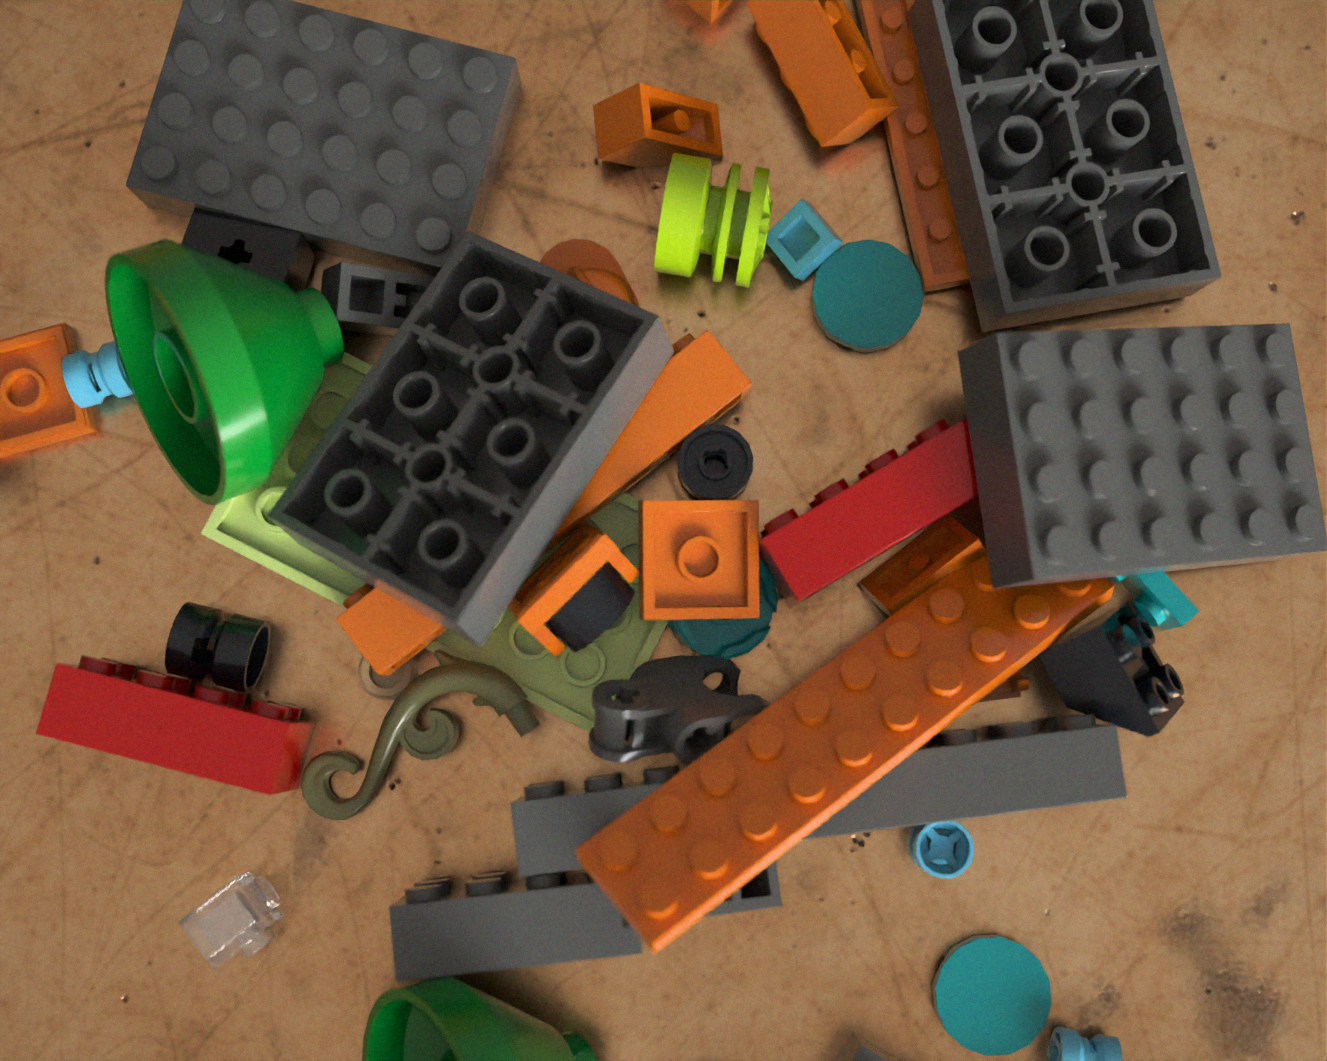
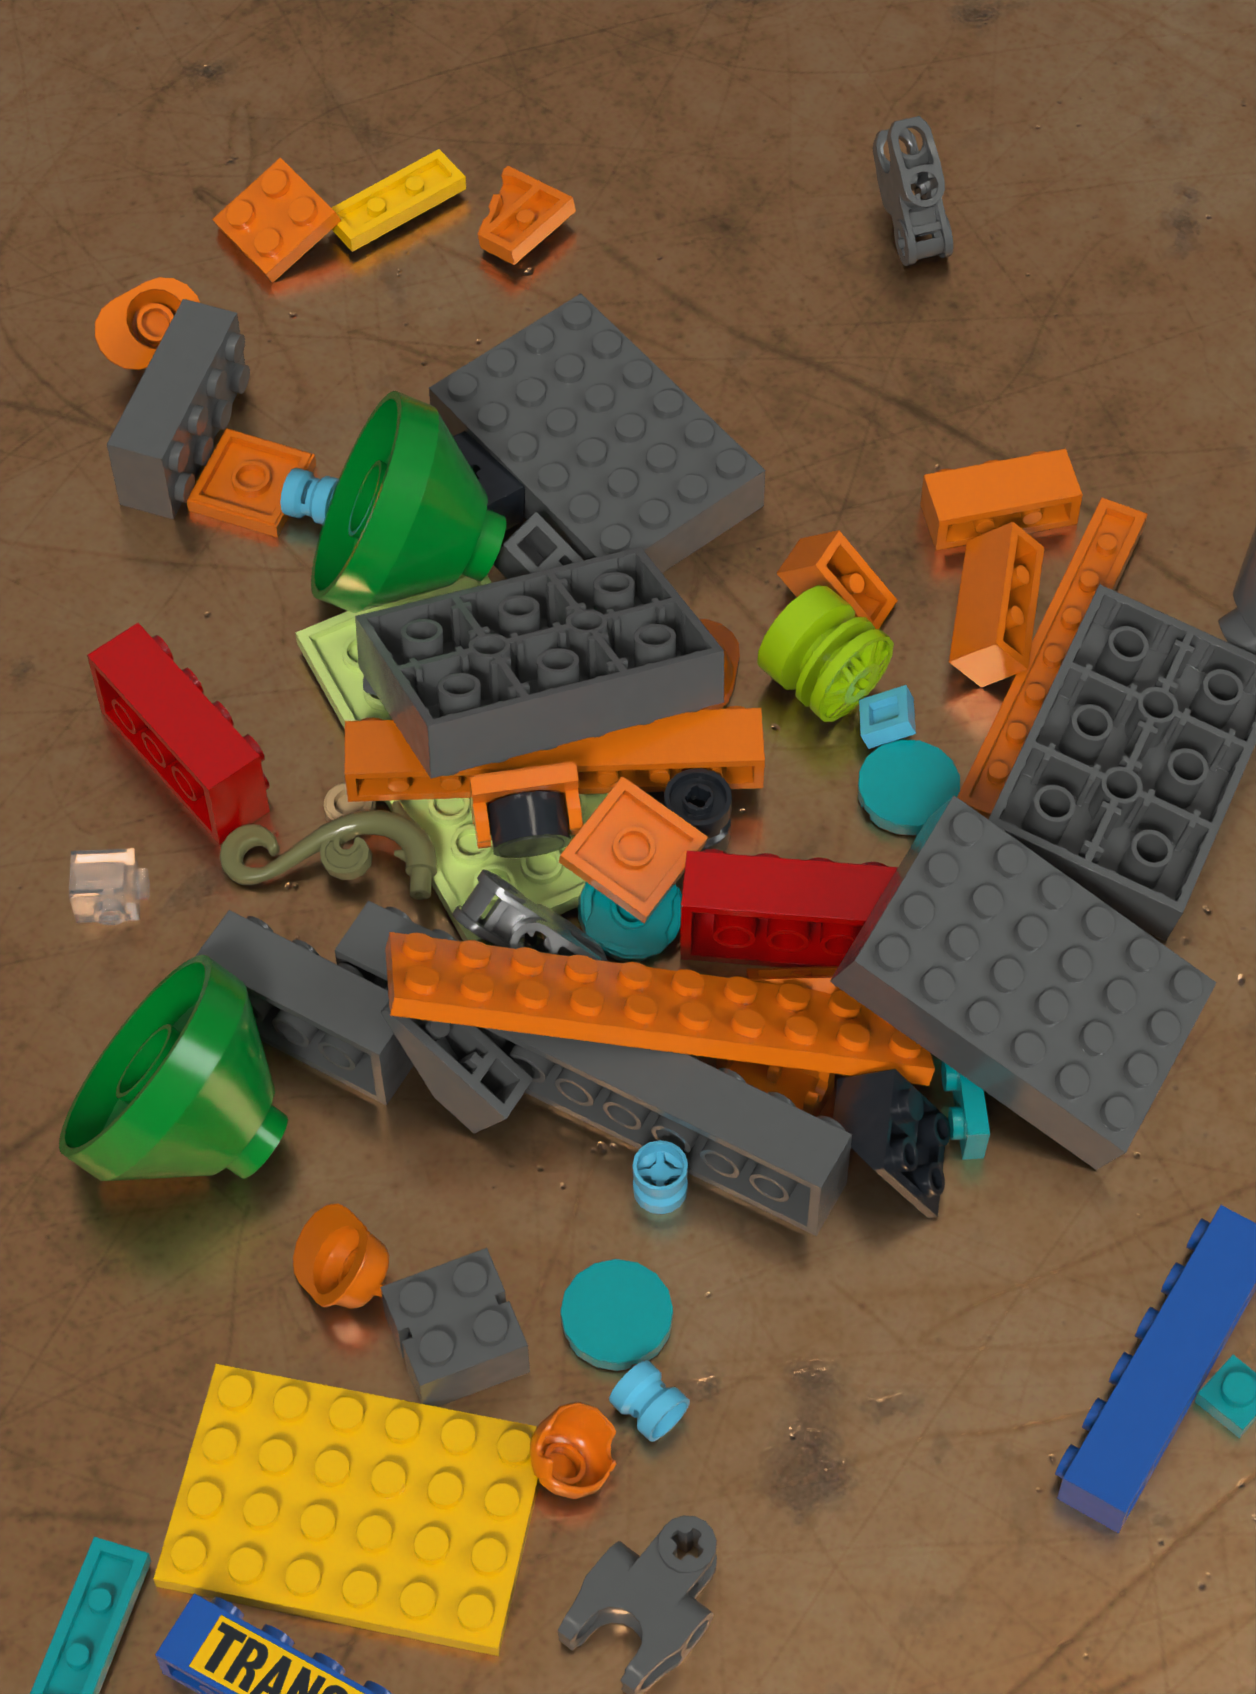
camera: 35 degrees right, 25 degrees down
(207, 645) = (250, 703): black wheel -> none

